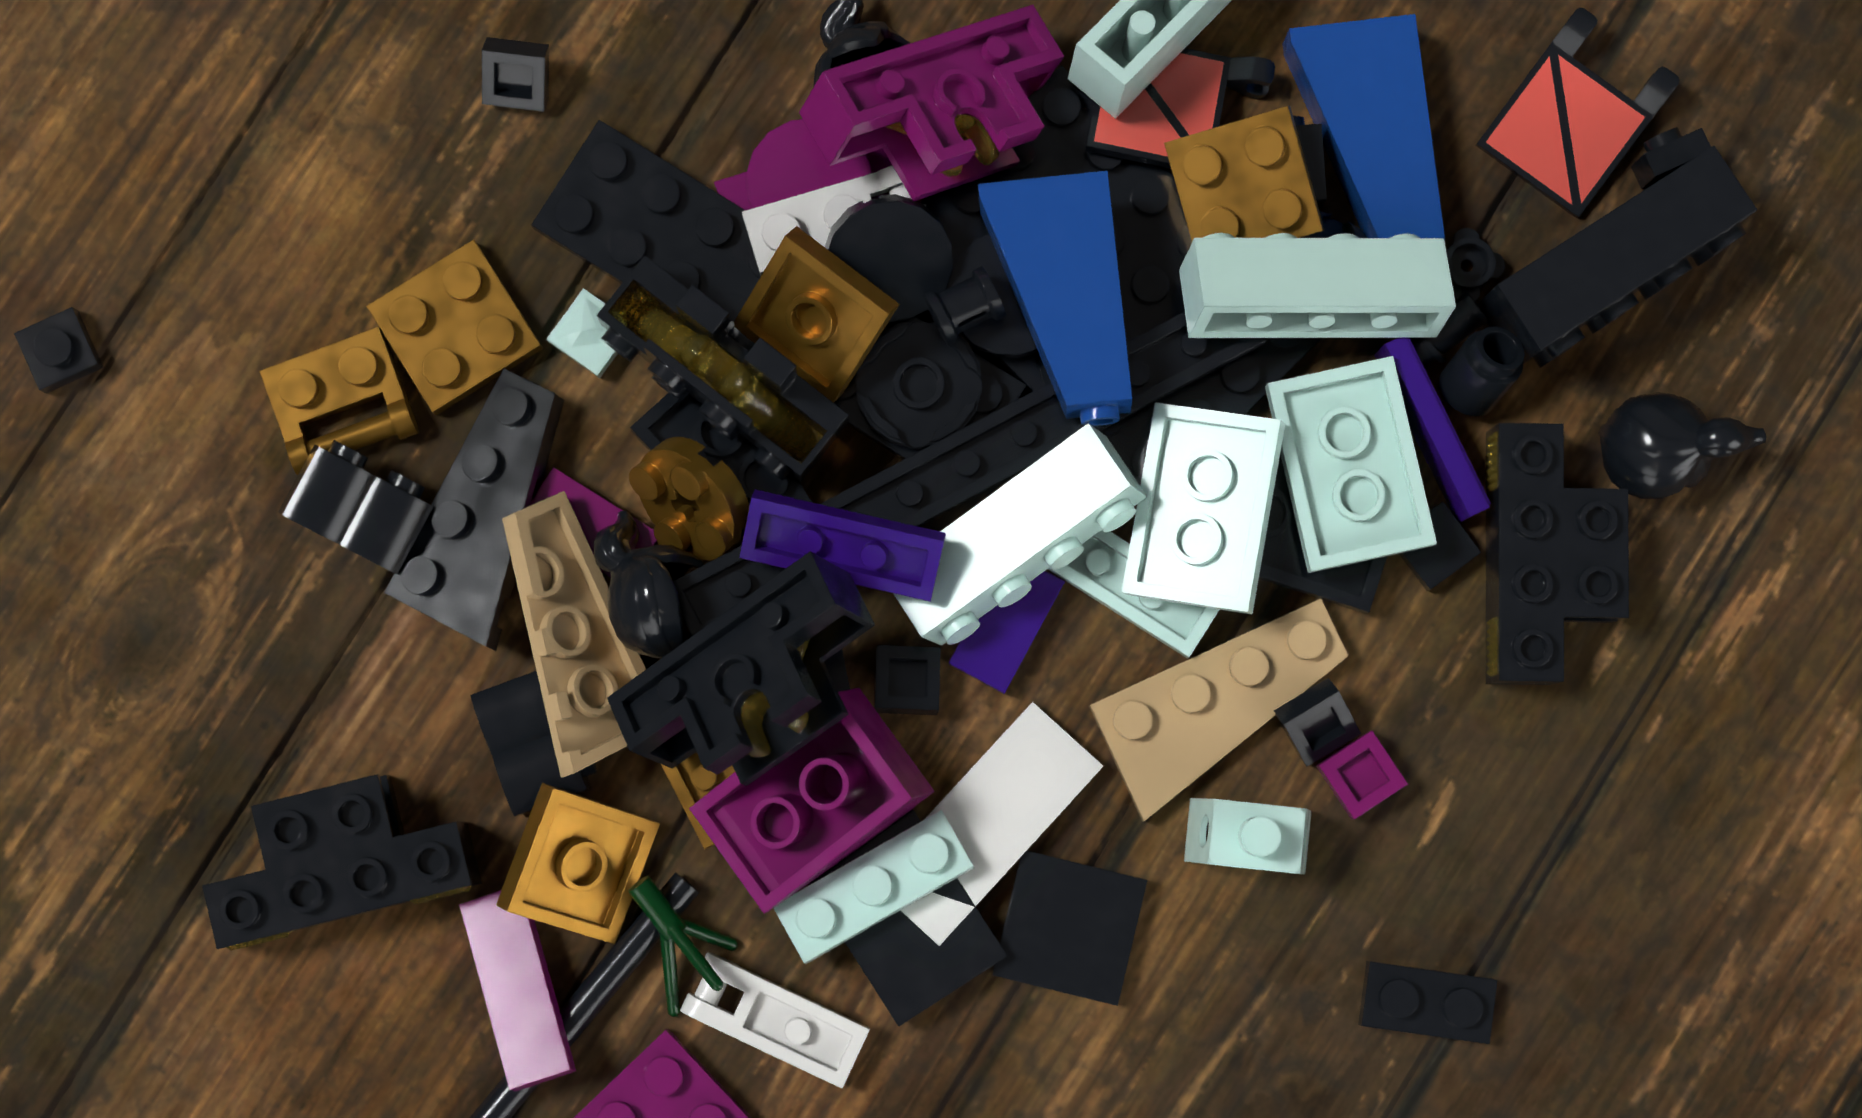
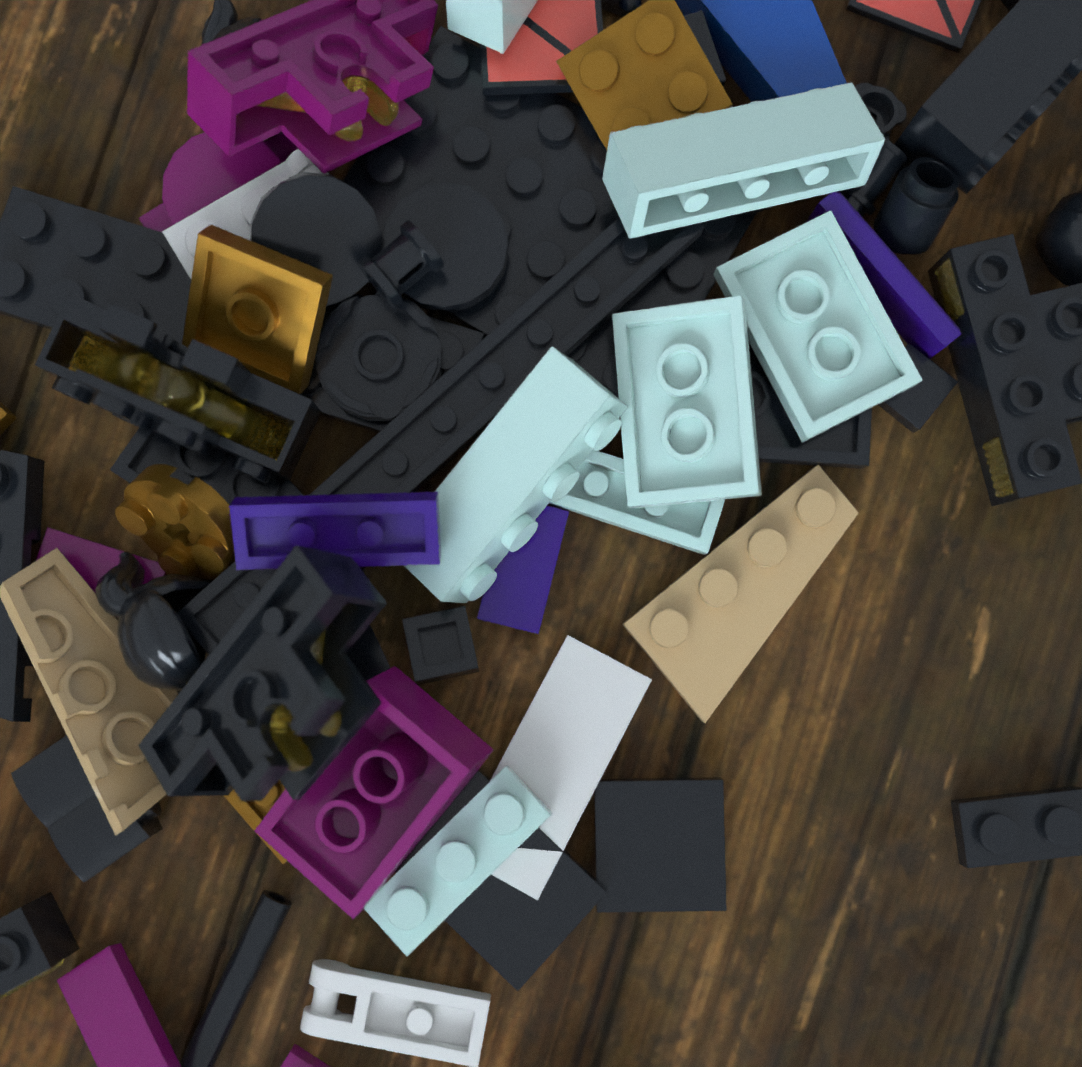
camera: 15 degrees left, 0 degrees up
(577, 864) = (157, 914): pearl gold plate -> none
(580, 335) = (42, 401): light aqua tile -> none
(675, 930) = (275, 966): dark green plant -> none
(1065, 276) = (491, 208): blue slope -> none
(1247, 835) = (811, 714): light aqua torso -> none
(1317, 722) = (847, 583): black plate -> none
(1361, 775) = (902, 624): magenta plate -> none

